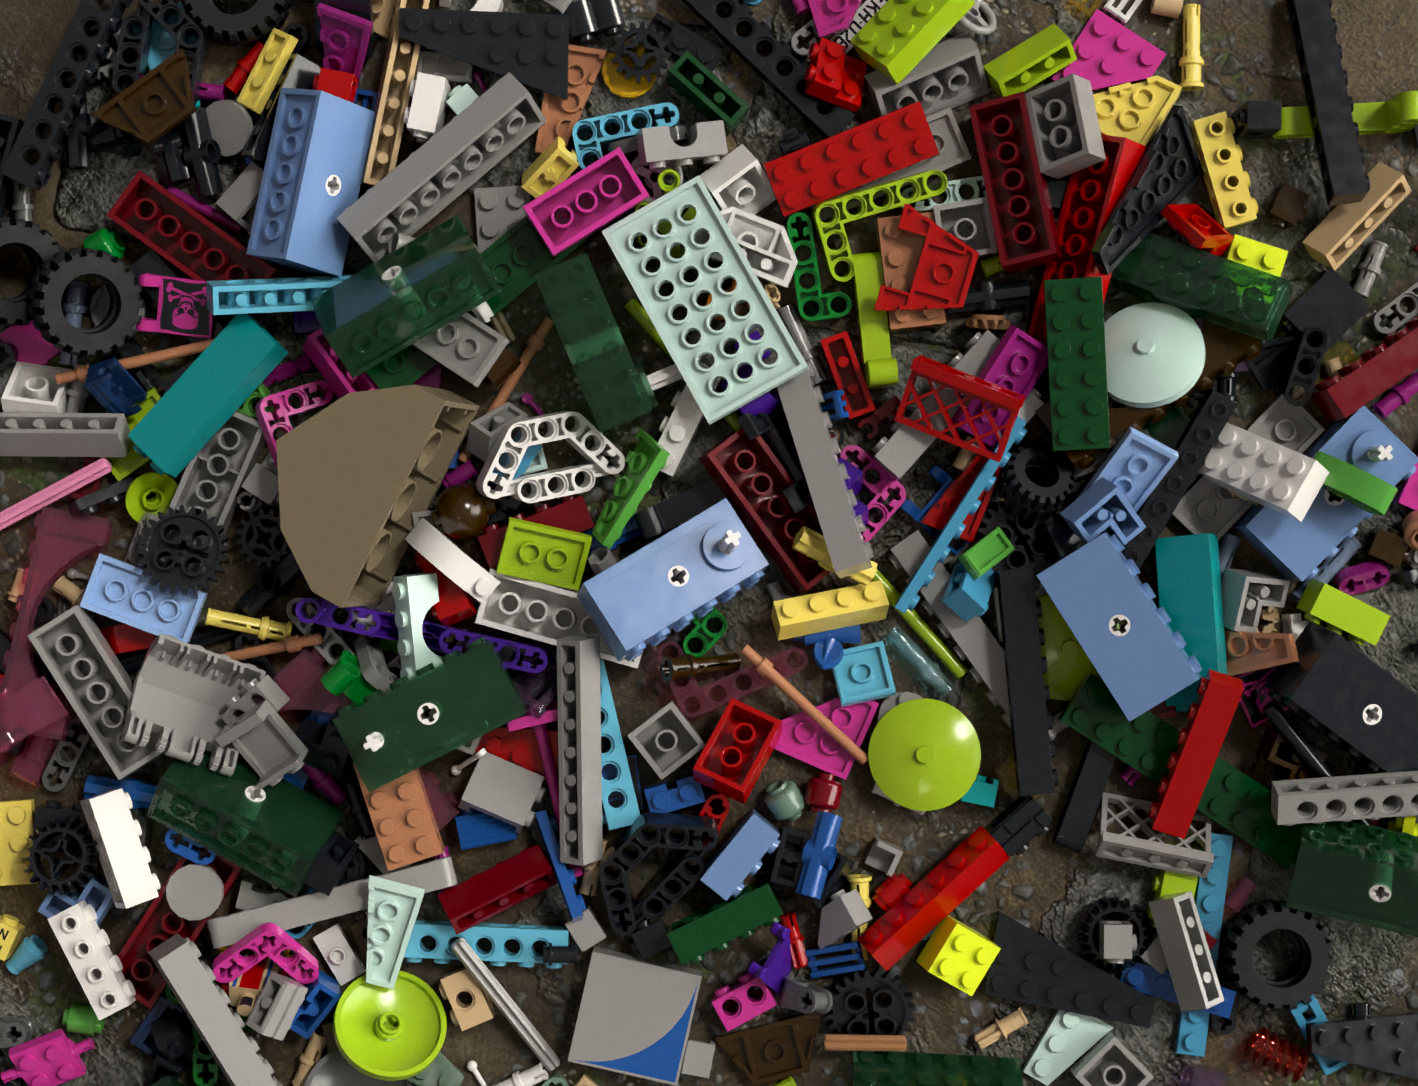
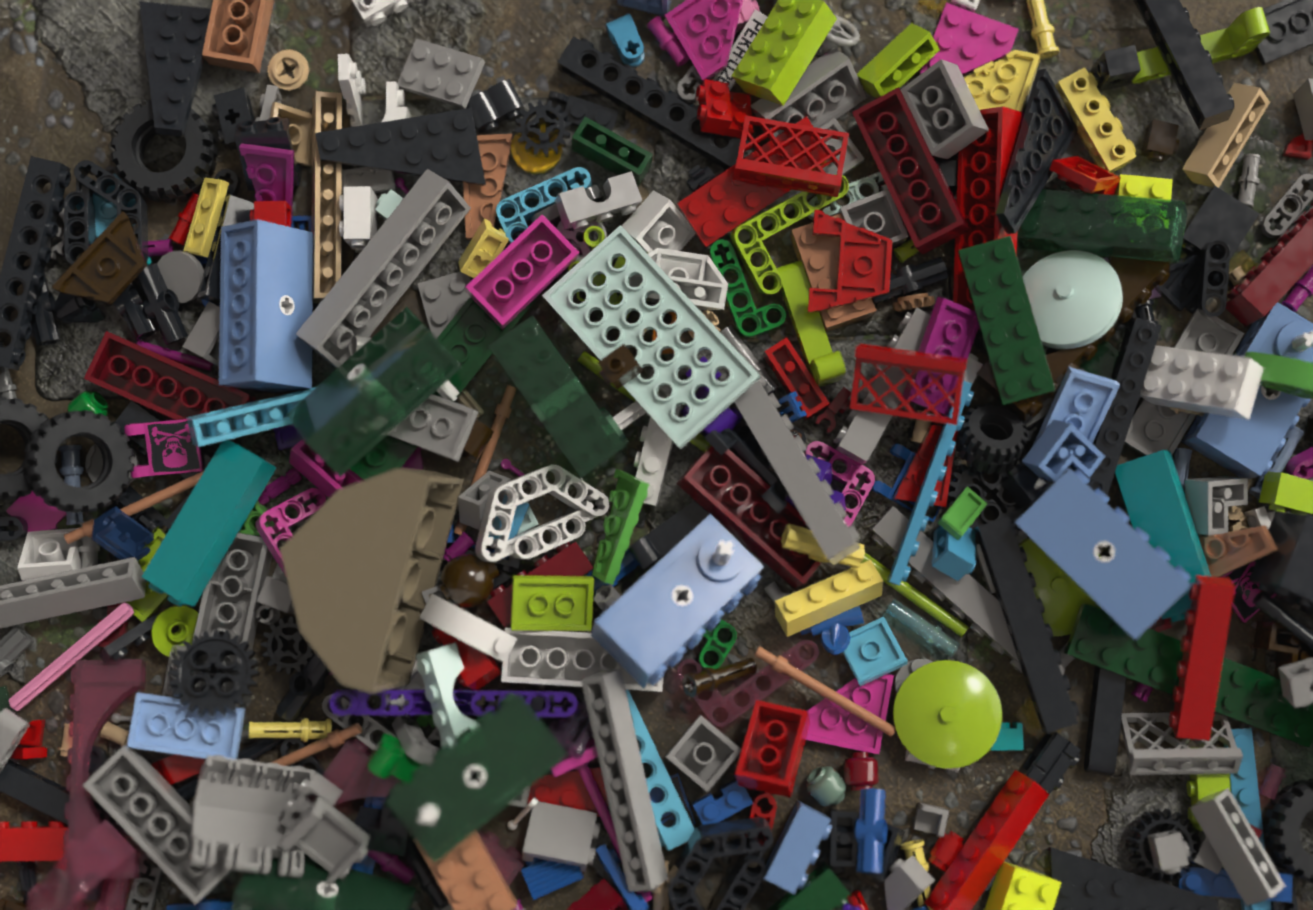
camera: 15 degrees left, 5 degrees down
(665, 326) = (619, 367): none -> dark brown brick
(884, 162) = (791, 177): none -> red fence

